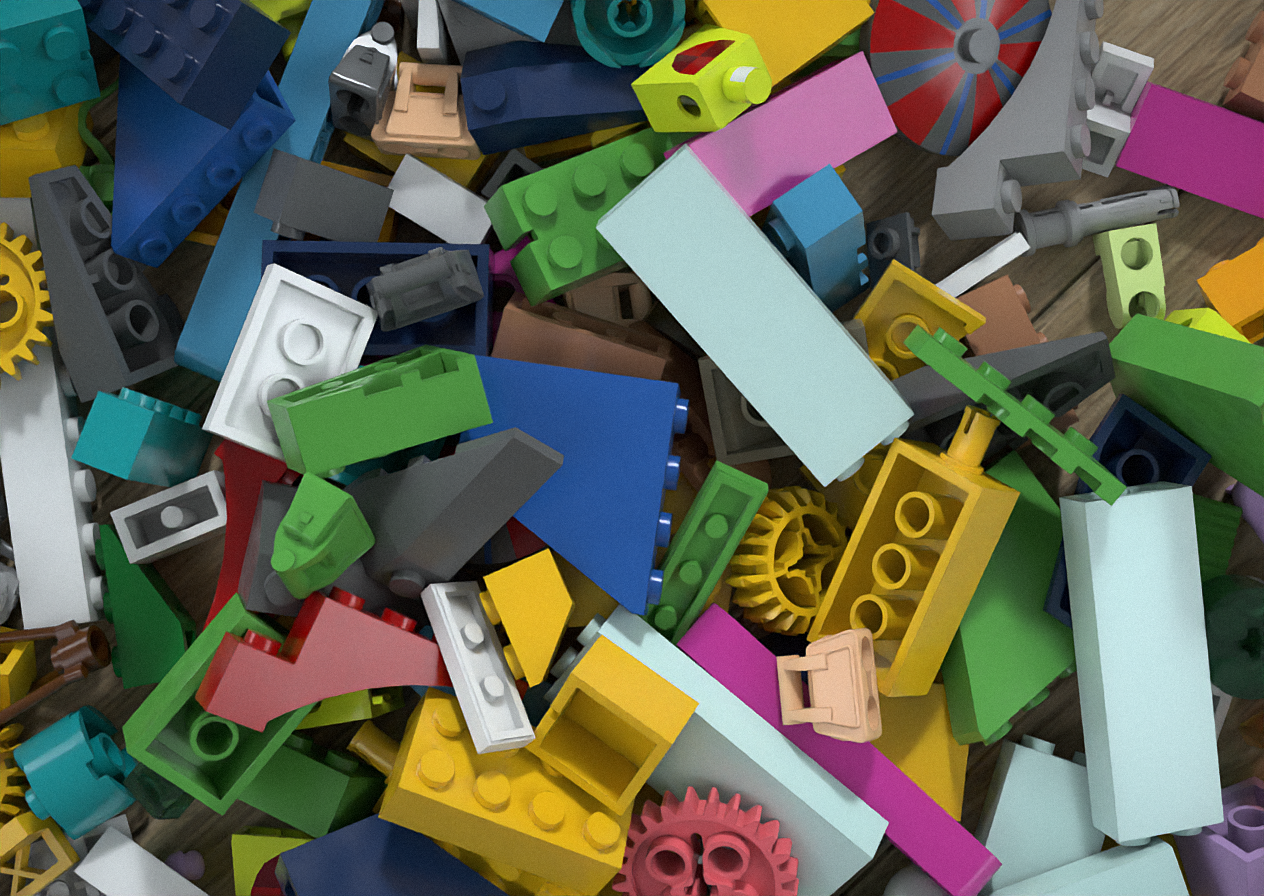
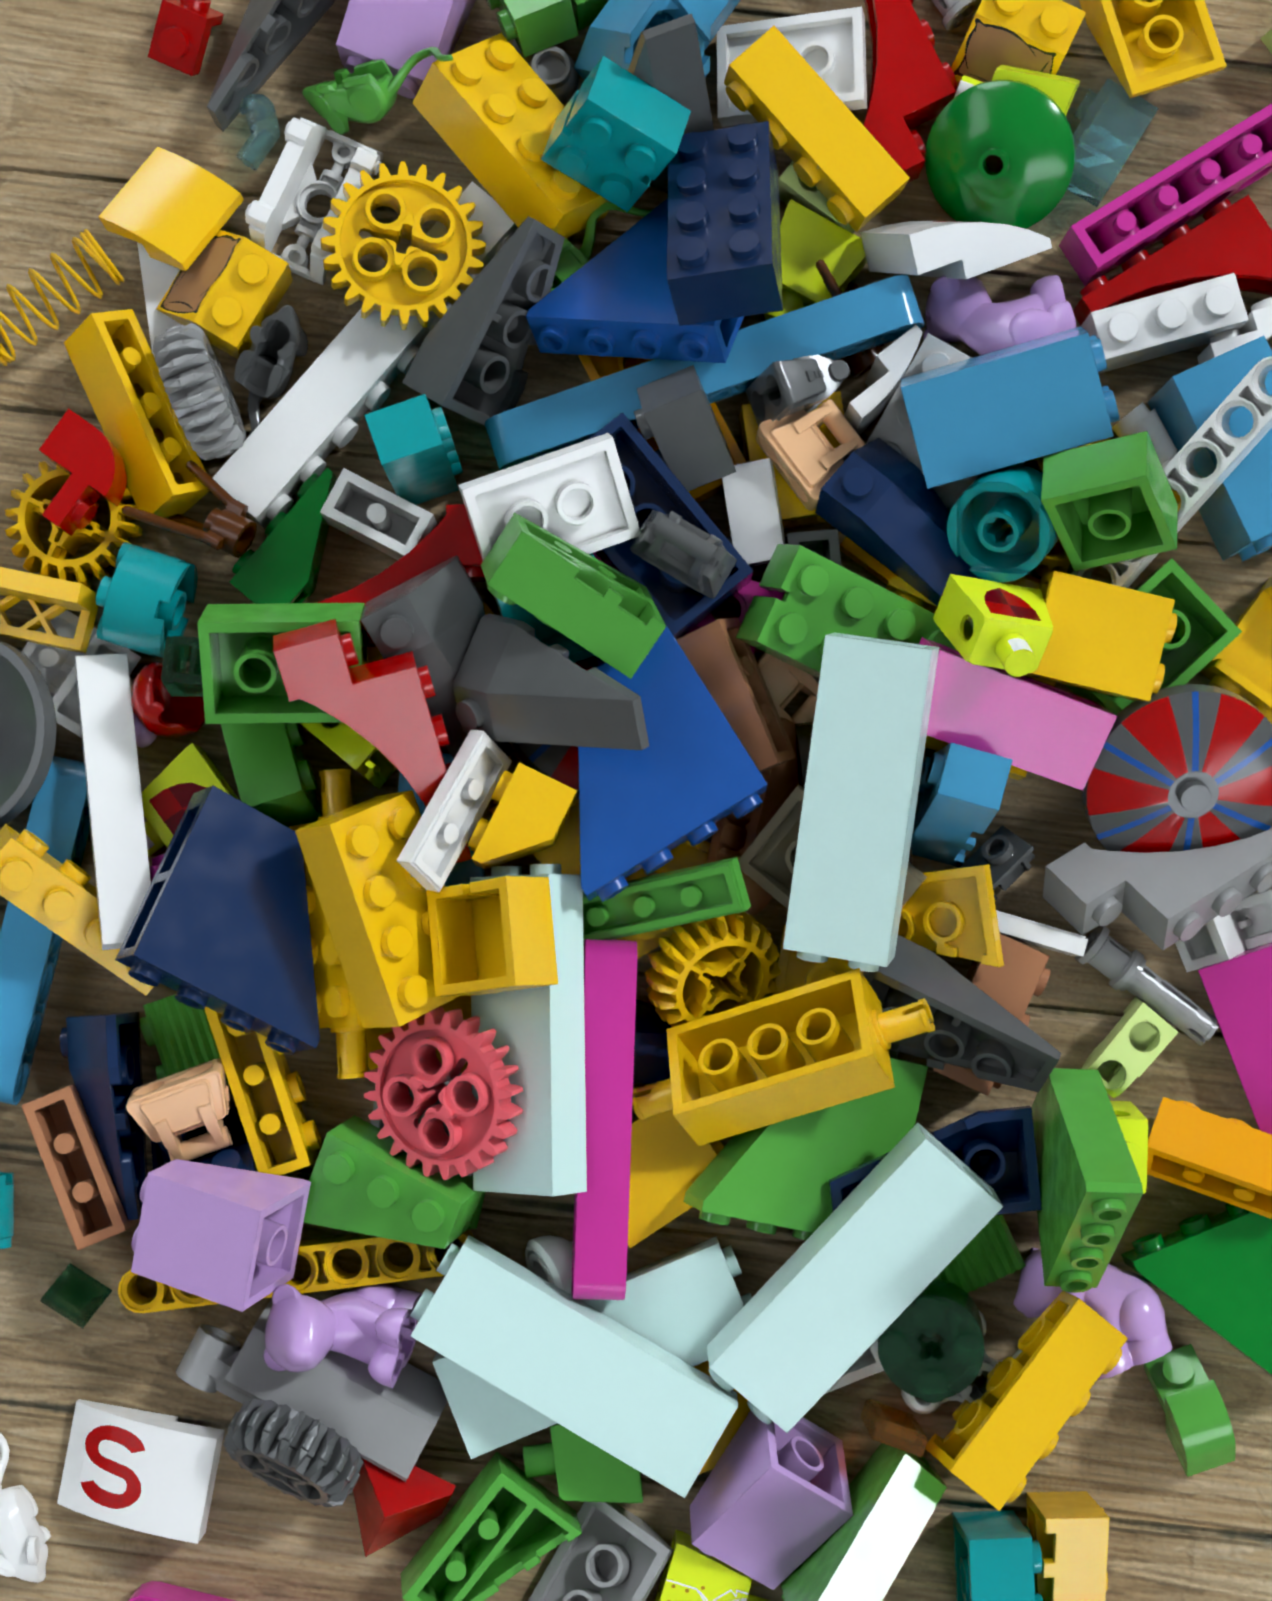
camera: 45 degrees right, 0 degrees up
(180, 838) = (159, 710): none -> red hair
(319, 537) = (452, 627): bright green piece -> none
(840, 687) = (652, 1075): light nougat piece -> none
(1026, 418) = (944, 952): bright green wing -> none

